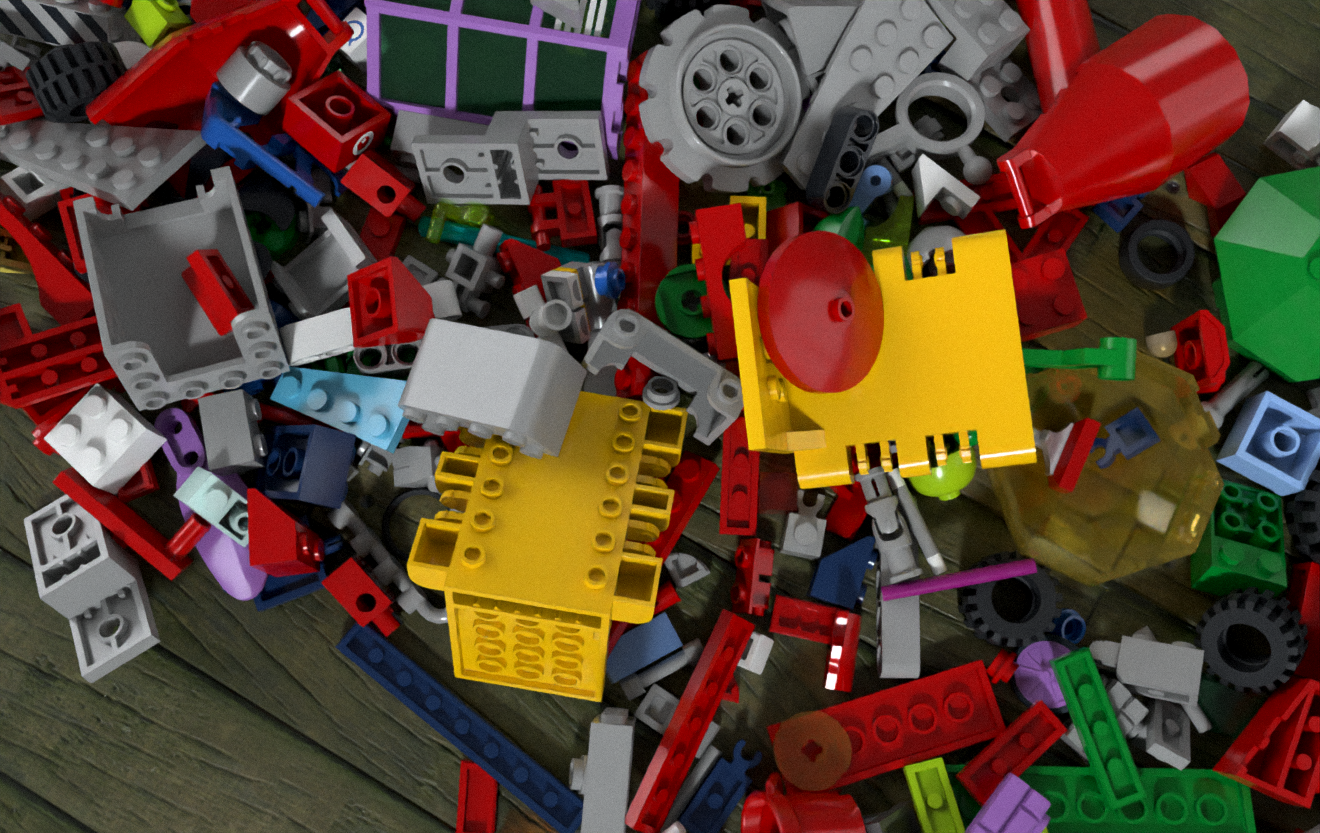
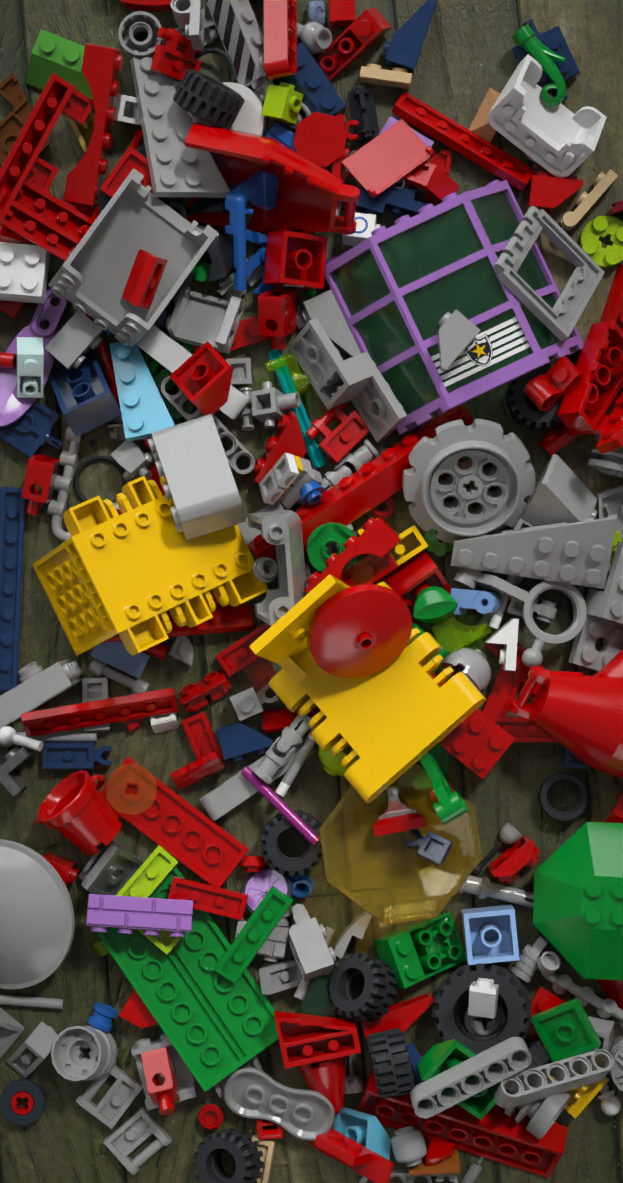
camera: 55 degrees right, 10 degrees up
(256, 77) = (286, 196): light grey piece -> none
(280, 540) = (37, 417): red slope -> none
(545, 318) = (259, 478): white bar -> none
(839, 141) = (488, 571): black beam -> none
(1162, 595) = (356, 928): none -> light grey slope

